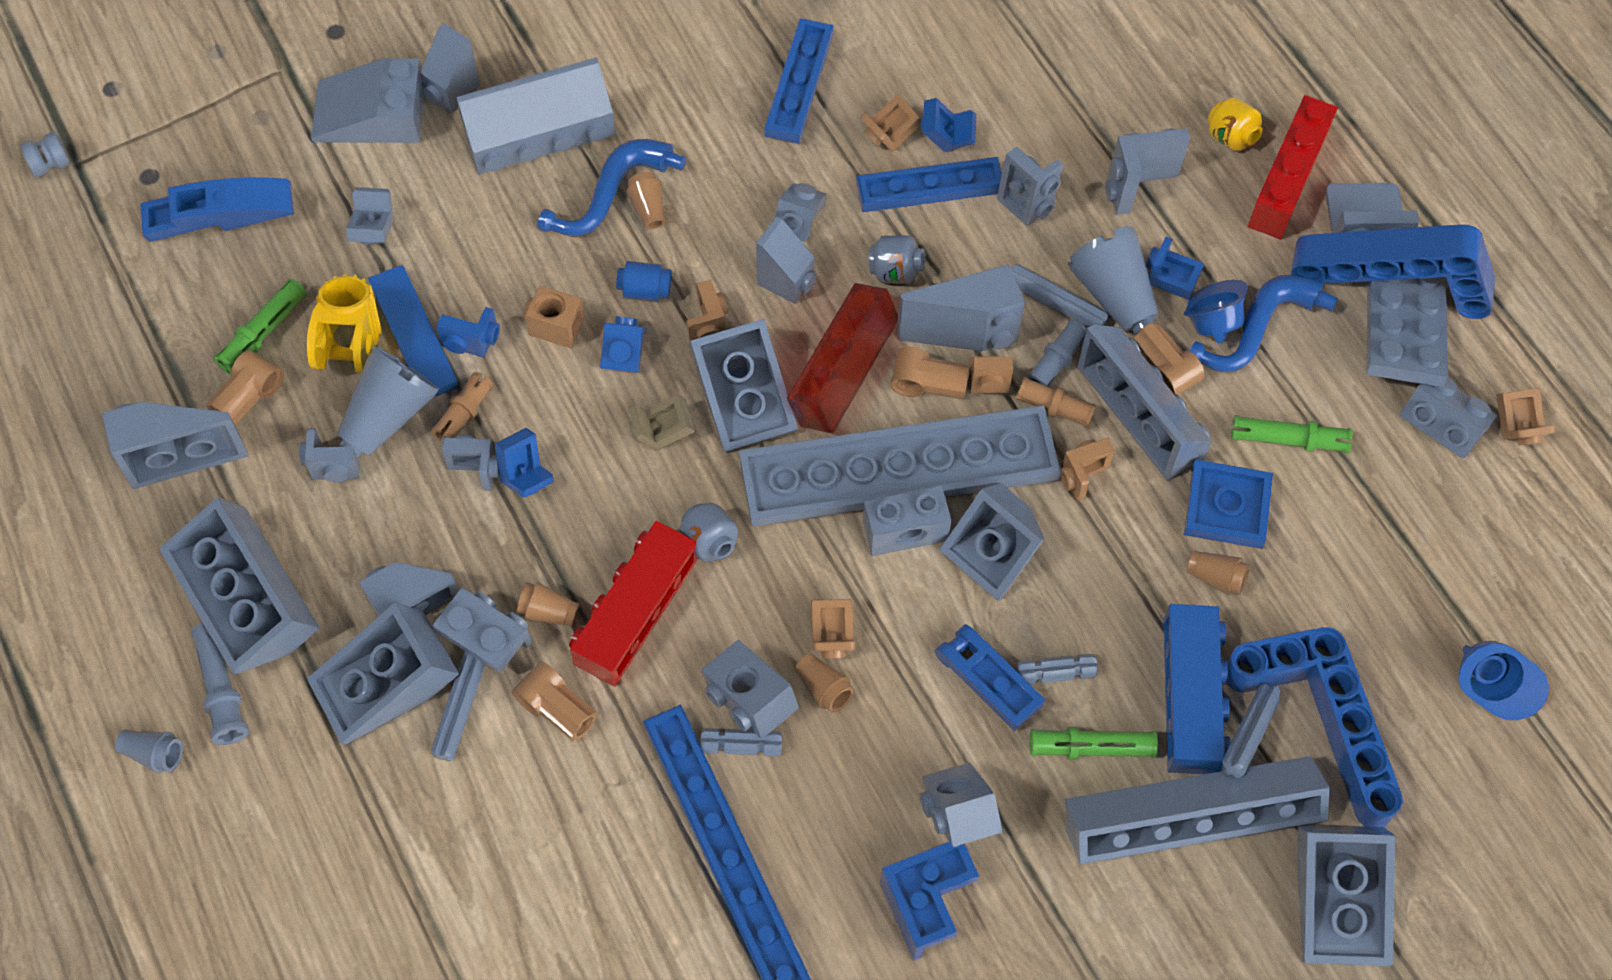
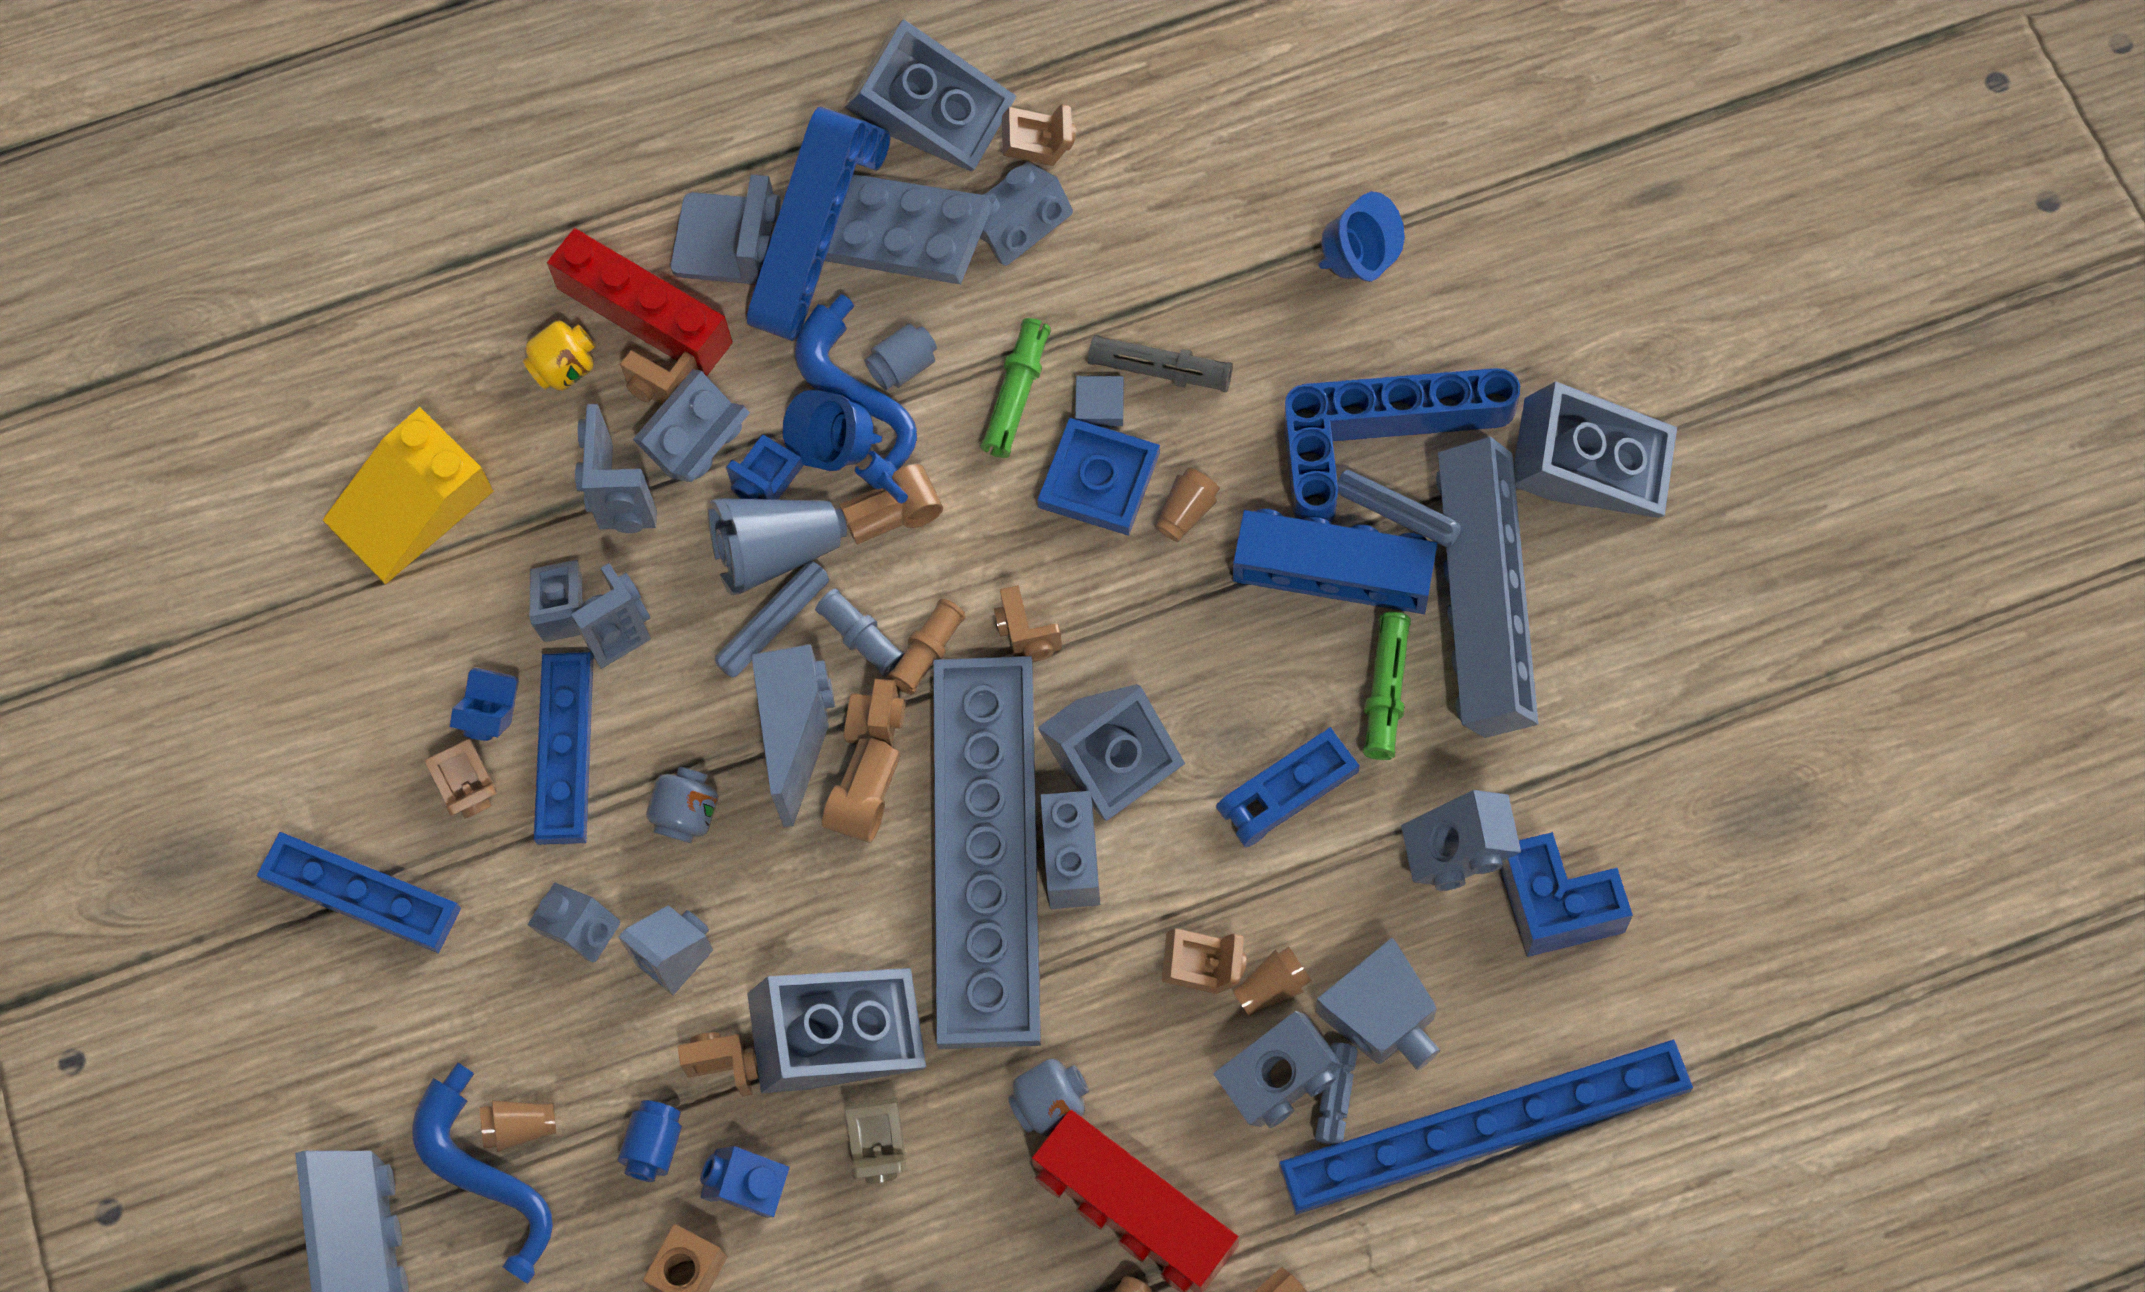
camera: 75 degrees left, 5 degrees up
(814, 766) = (1382, 1008): none -> sand blue torso
(843, 358) = (825, 891): clear red brick -> none
(1042, 148) = (553, 598): none -> sand blue slope
(1058, 668) = (1286, 708): sand blue axle -> none
(1103, 54) = (406, 496): none -> yellow slope
(1142, 400) = (949, 542): sand blue slope -> none
(1187, 341) = (880, 475): none -> blue hand
(1198, 216) = (691, 428): none -> sand blue bracket
(1231, 201) = (651, 381): none -> medium nougat bracket
(1295, 348) = (901, 356): none -> sand blue brick
(1297, 498) = (1100, 400): none -> sand blue tile
(1341, 550) = (1108, 351): none -> dark grey pin
(1532, 334) = (930, 98): none -> sand blue slope

